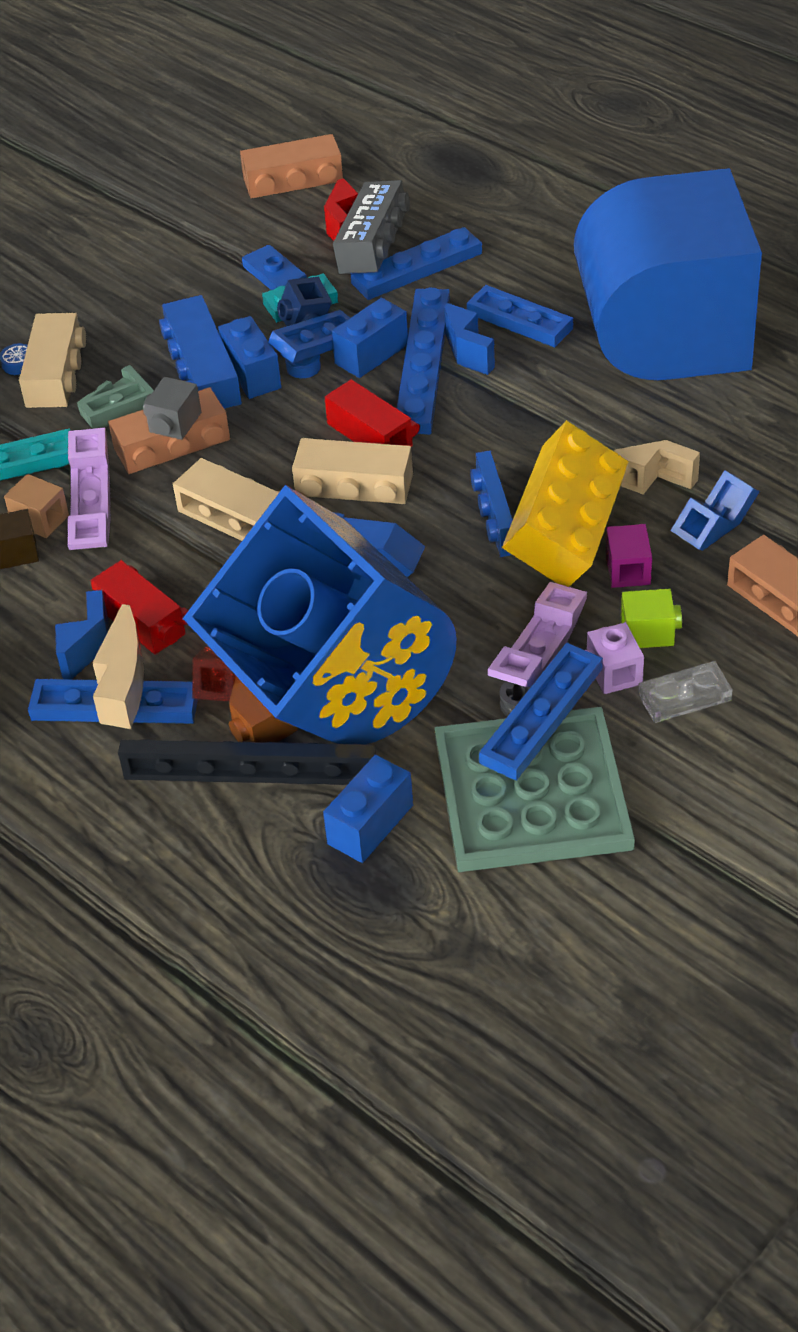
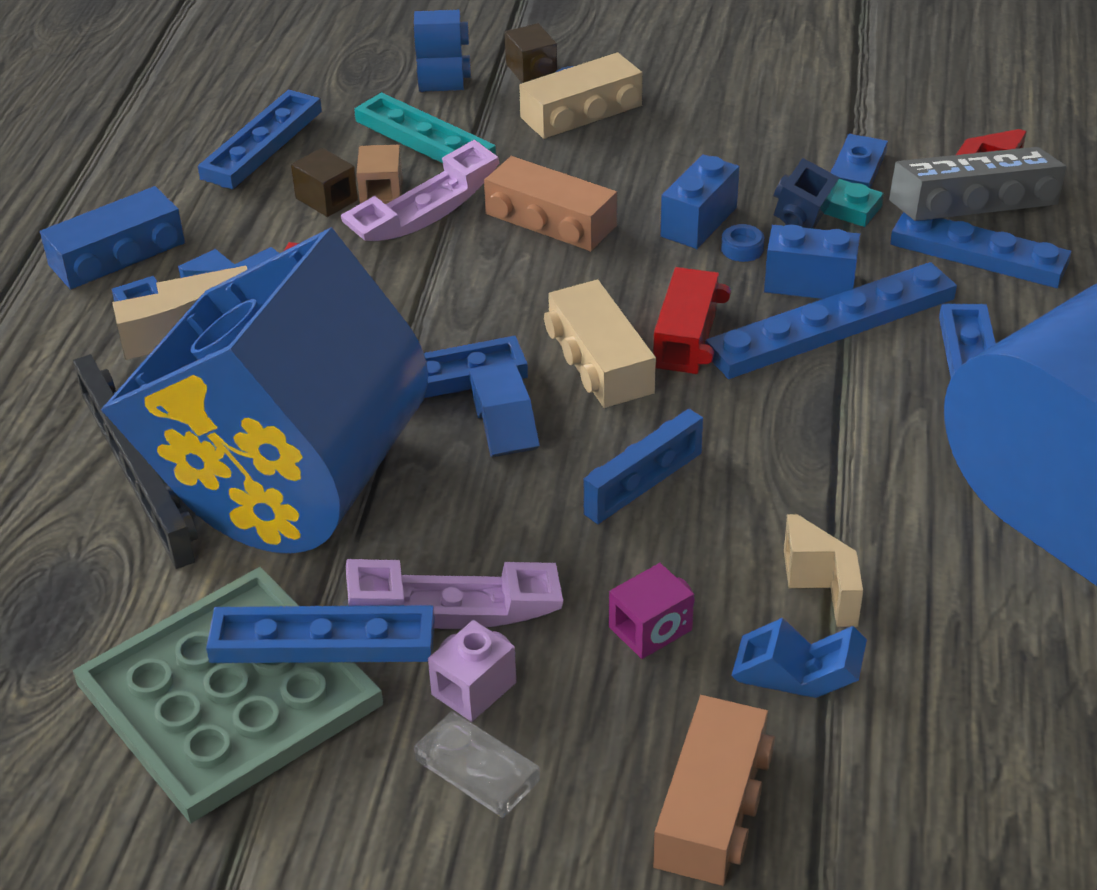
camera: 55 degrees right, 5 degrees down
(115, 400) = (569, 154): sand green wing -> none
(172, 408) = (544, 176): dark grey brick -> none
(199, 349) = (644, 183): blue brick -> none
(221, 498) = (484, 287): tan brick -> none
(291, 166) = (1021, 99): nougat brick -> none
(307, 337) = (751, 216): blue plate -> none
(368, 808) = (111, 568): blue brick -> none
(468, 346) = (884, 327): blue slope -> none
(566, 505) = (668, 511): yellow brick -> none
(651, 617) = (559, 672): lime brick -> none

